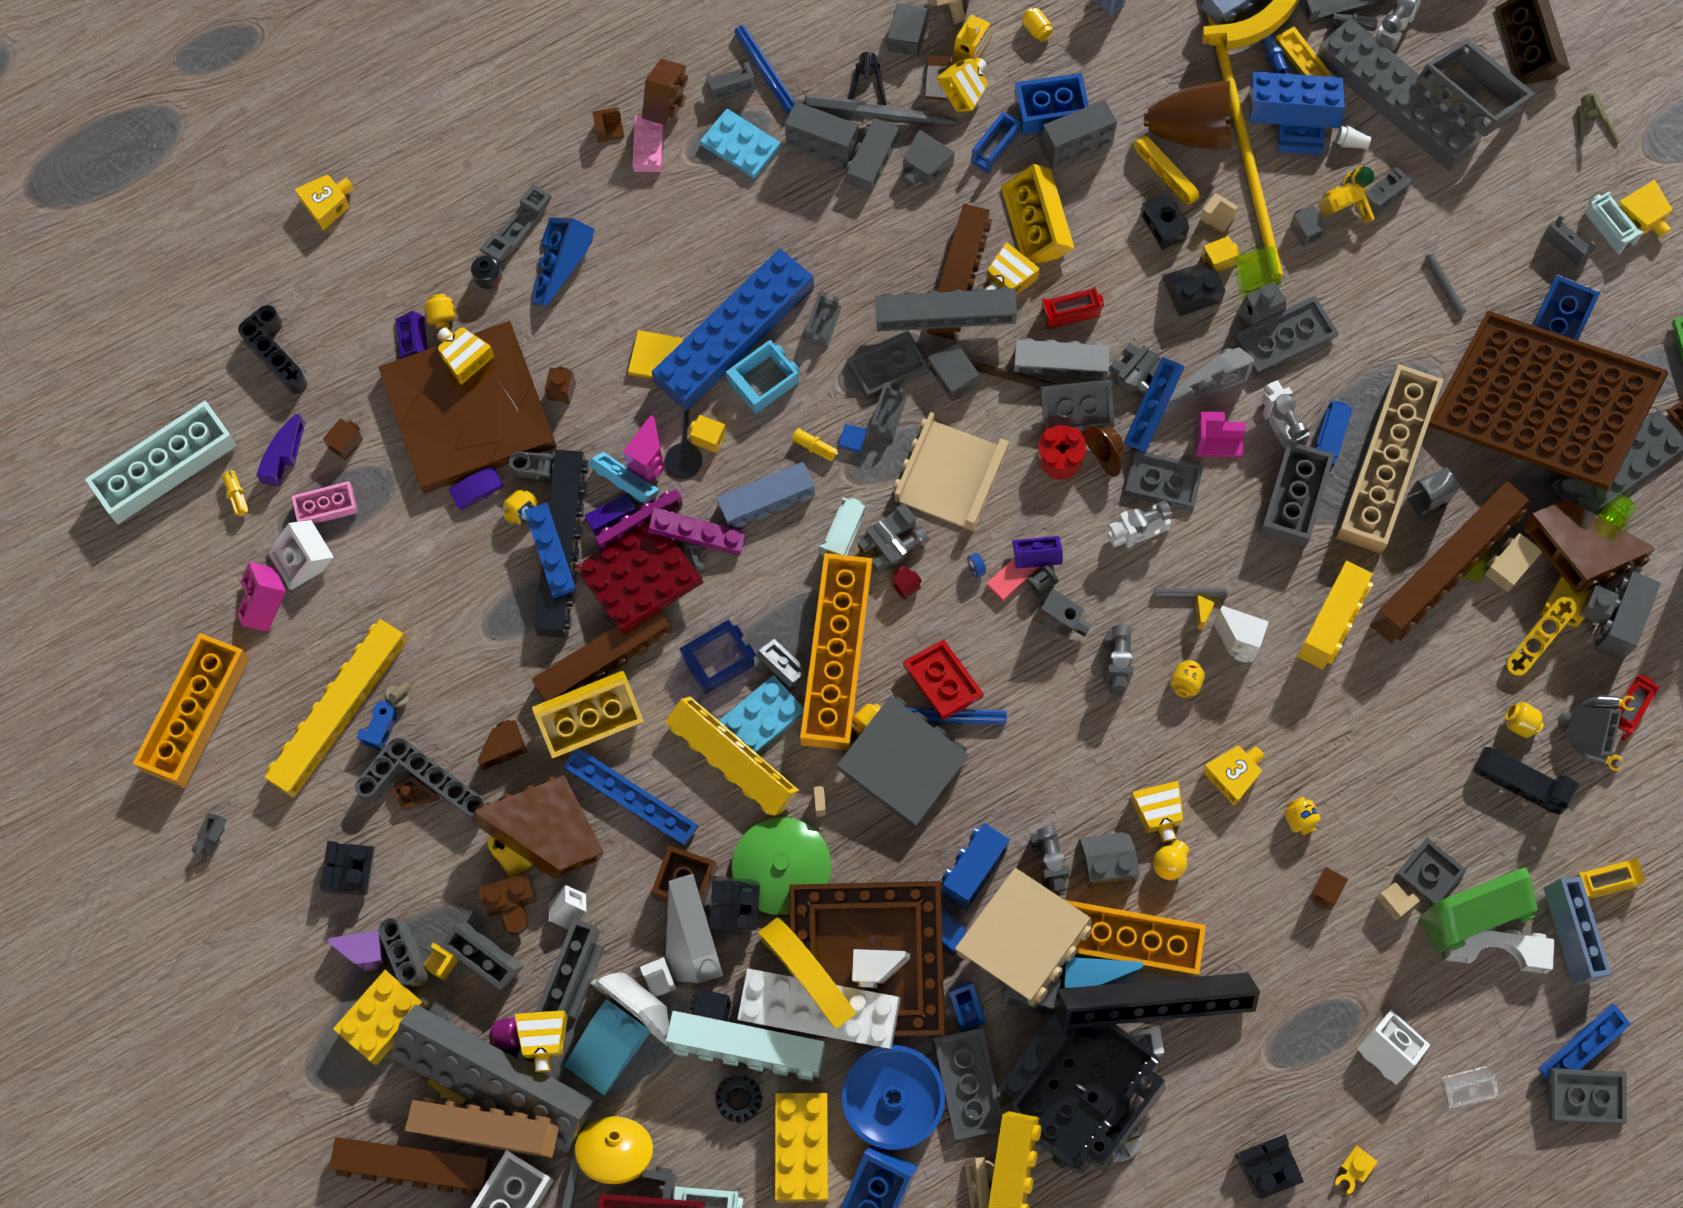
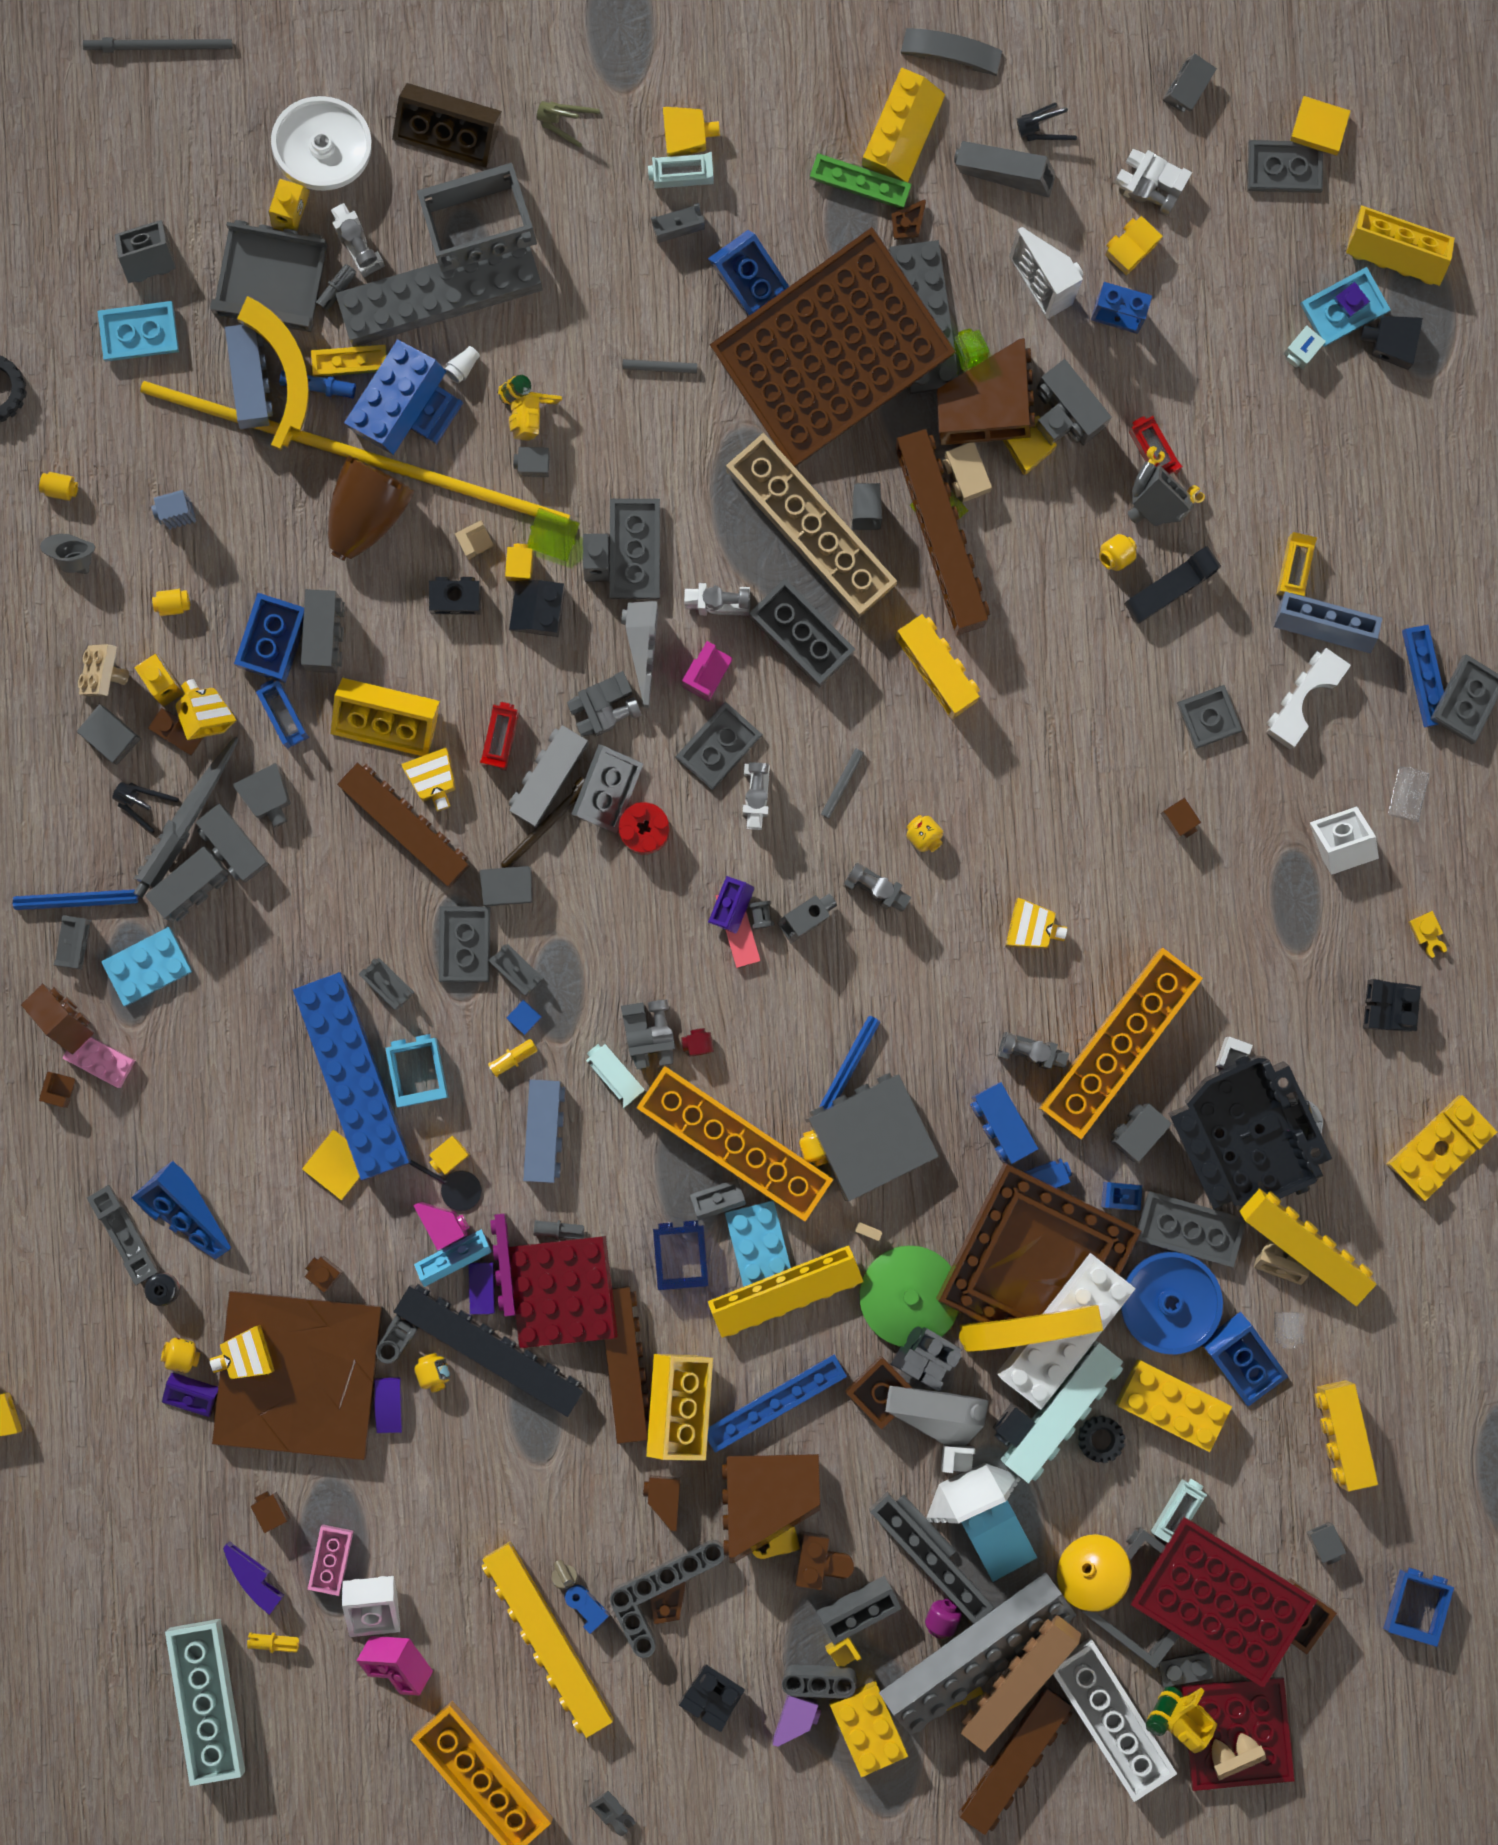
camera: 70 degrees left, 15 degrees up
(274, 355) = (141, 1539): black beam -> none
(541, 1036) = (968, 1592): yellow torso -> none
(550, 550) = (497, 1365): blue plate -> none
(567, 905) = (850, 1511): white panel -> none
(696, 531) = (546, 1216): magenta plate -> none
(876, 966) = (1056, 1261): white slope -> none
(943, 679) = (811, 1059): red plate -> none
(946, 309) = (446, 863): dark grey brick -> none
(949, 473) = (608, 943): tan panel -> none
(976, 565) = (714, 968): blue tile -> none
(1025, 936) = (1098, 1117): tan panel -> none
(1093, 972) = (1155, 1073): dark azure slope -> none
(1107, 447) = (662, 781): reddish brown piece -> none
(1109, 859) = (1053, 996): dark grey slope -> none
(1154, 404) = (645, 717): blue plate -> none
(1156, 1000) = (1208, 1029): black brick -> none
(1166, 170) = (400, 564): yellow beam -> none
(1171, 860) = (1085, 942): yellow piece -> none
(1203, 610) = (868, 782): yellow slope -> none
(1235, 772) = (1033, 838): yellow torso -> none
(1240, 633) = (912, 762): white slope -> none
(1302, 815) = (1103, 803): yellow head -> none
(1334, 428) = (755, 562): blue window -> none
(1388, 190) = (534, 364): dark grey hinge -> none
(1396, 901) = (1220, 761): tan panel -> none
(1480, 909) = (1274, 698): bright green windscreen -> none
(1538, 634) = (1054, 489): yellow beam -> none

